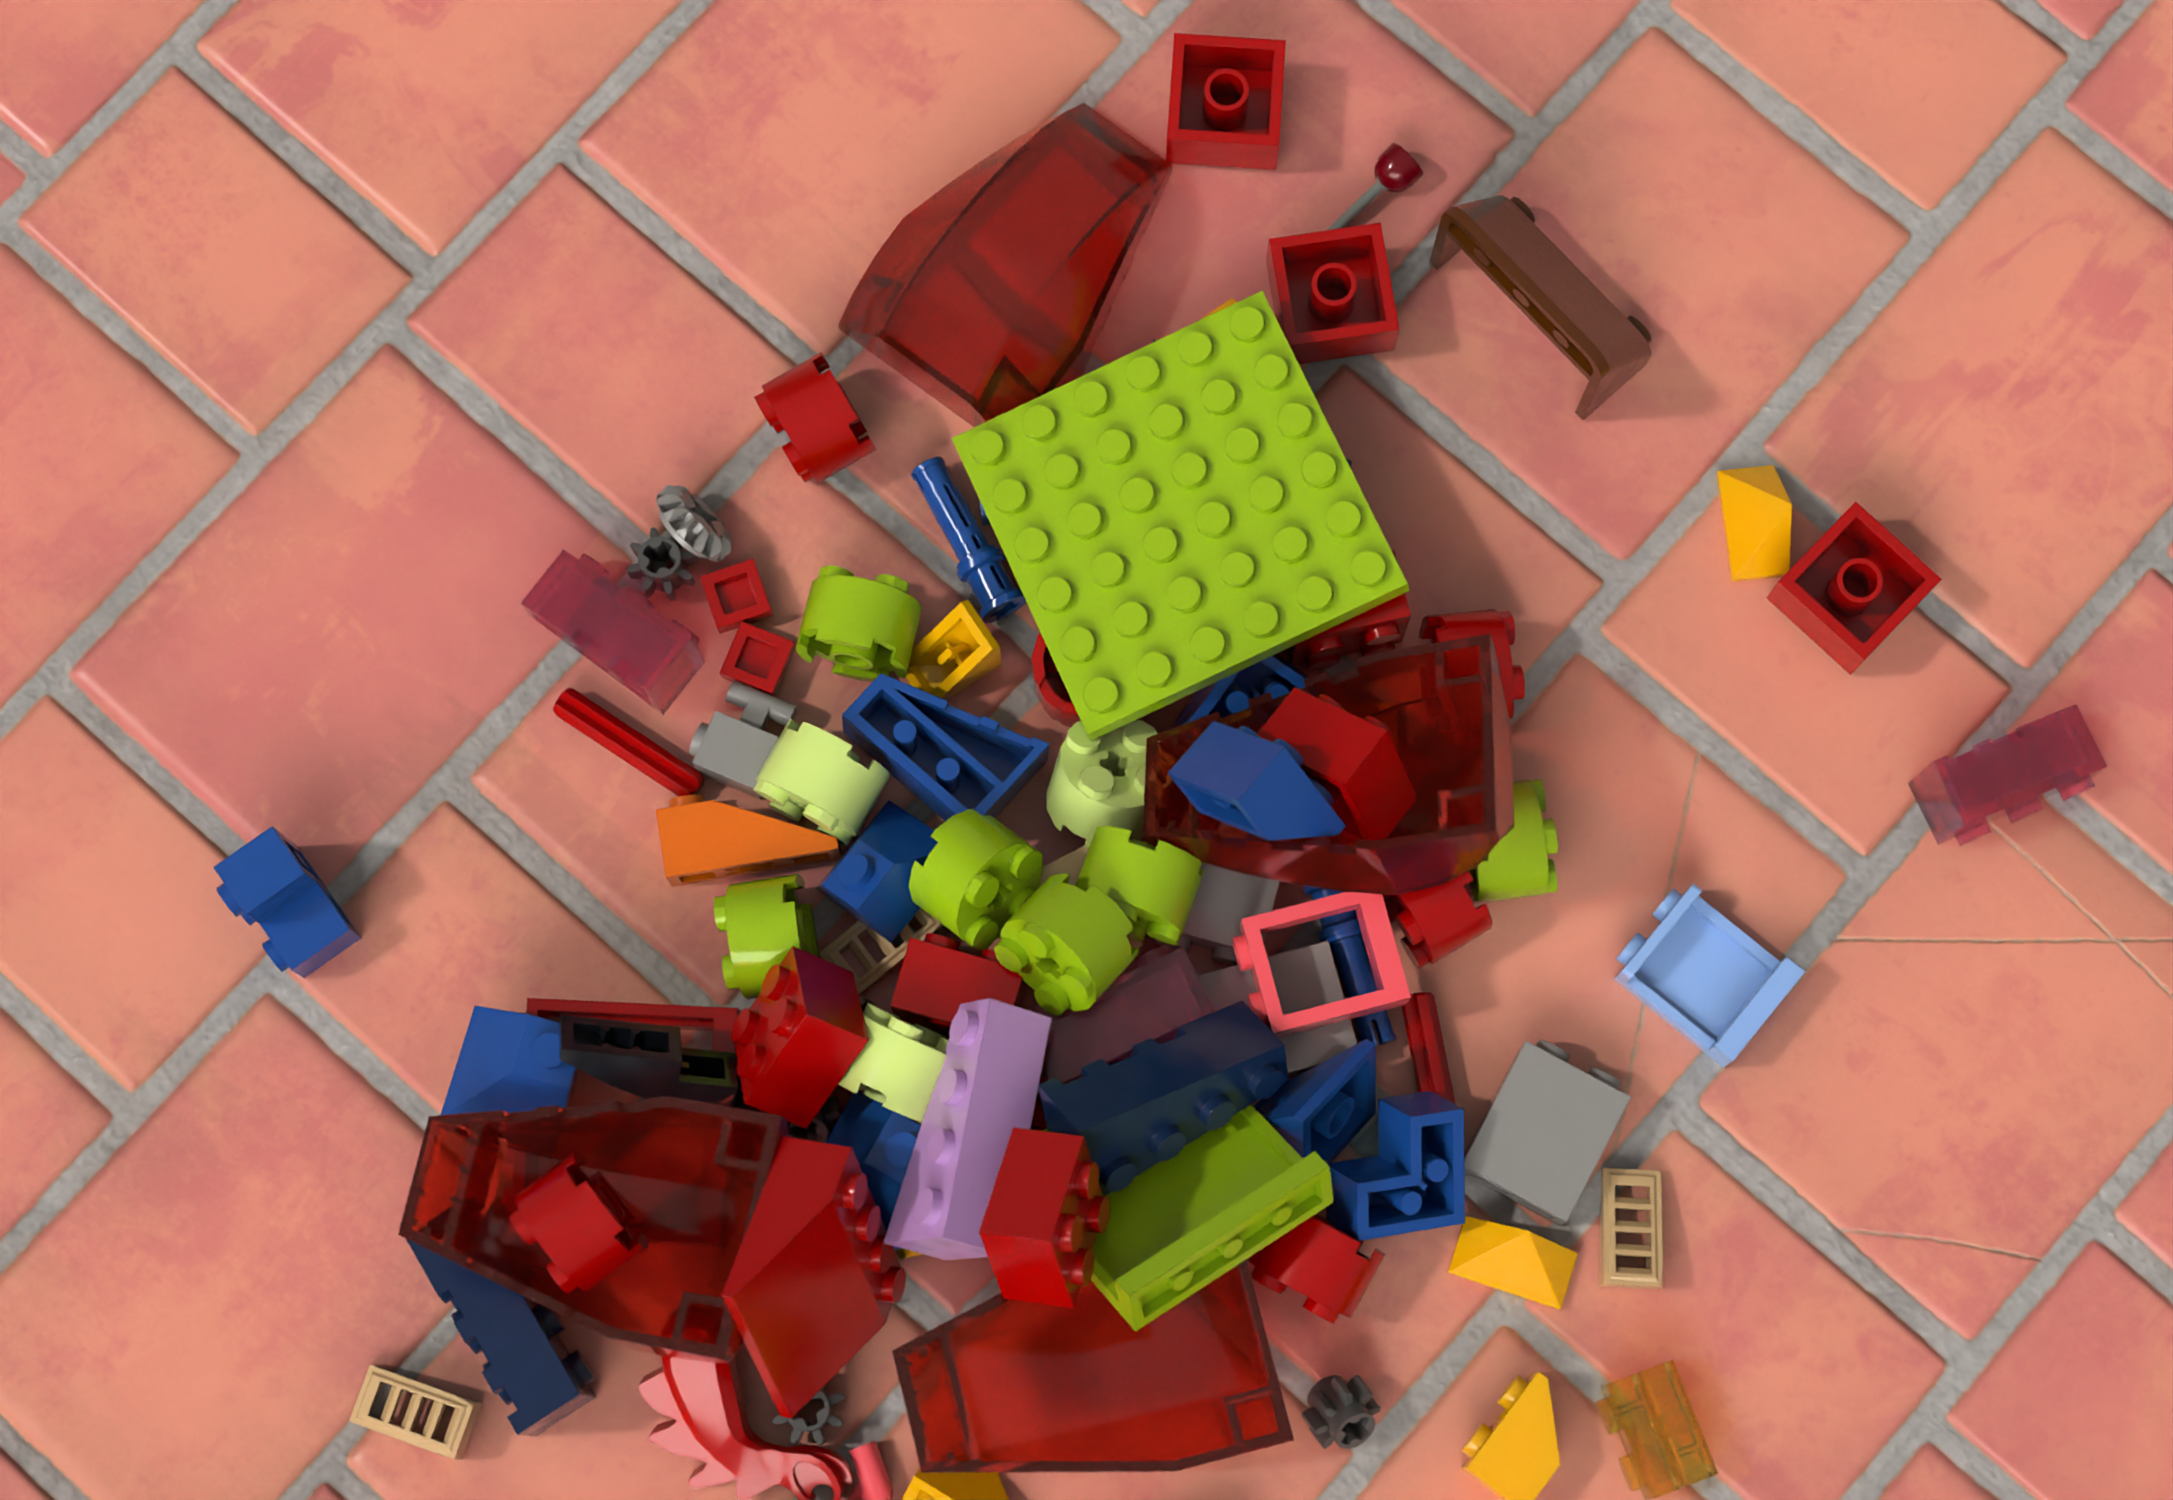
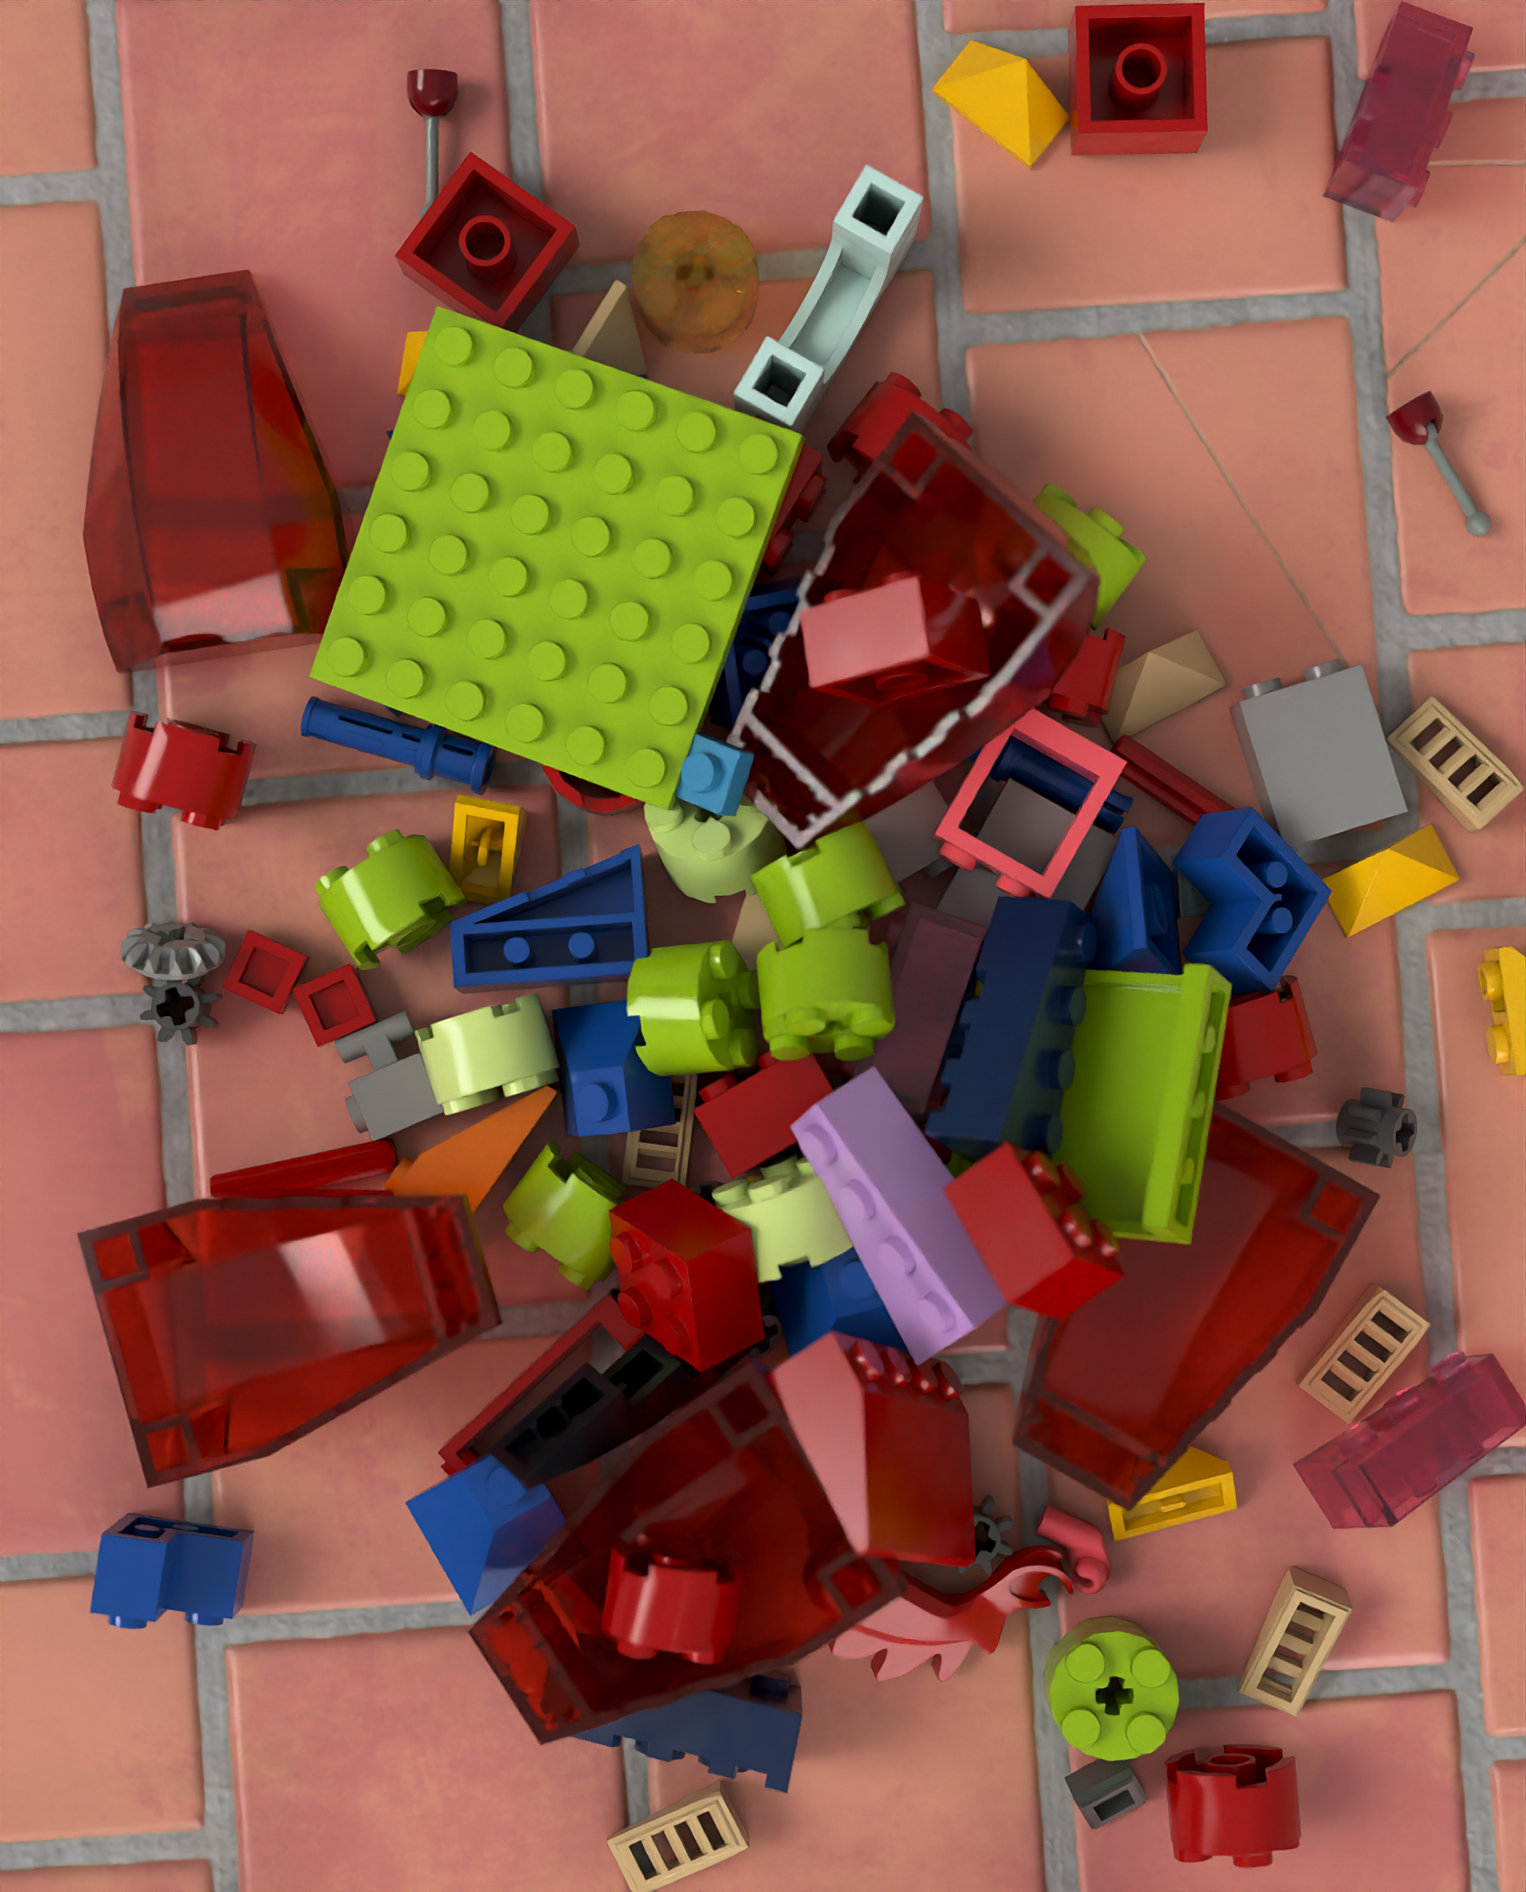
camera: 45 degrees left, 10 degrees up
(521, 803) = (278, 1313): none -> clear red windscreen
(615, 629) = (198, 1095): clear pink wedge -> none
(1139, 741) = (714, 775): none -> dark azure plate
(1225, 101) = (239, 172): red brick -> none
(1254, 785) = (854, 725): blue slope -> none
(1359, 422) = (613, 334): none -> tan slope
(1449, 409) = (691, 245): none -> clear yellow brick
(1488, 984) = (1161, 685): none -> tan slope
(1548, 290) = (656, 74): reddish brown windscreen -> none
(1574, 523) = (864, 254): none -> light aqua arch
(1705, 975) = (1321, 508): light blue panel -> none
(1826, 986) = (1419, 424): none -> hinge

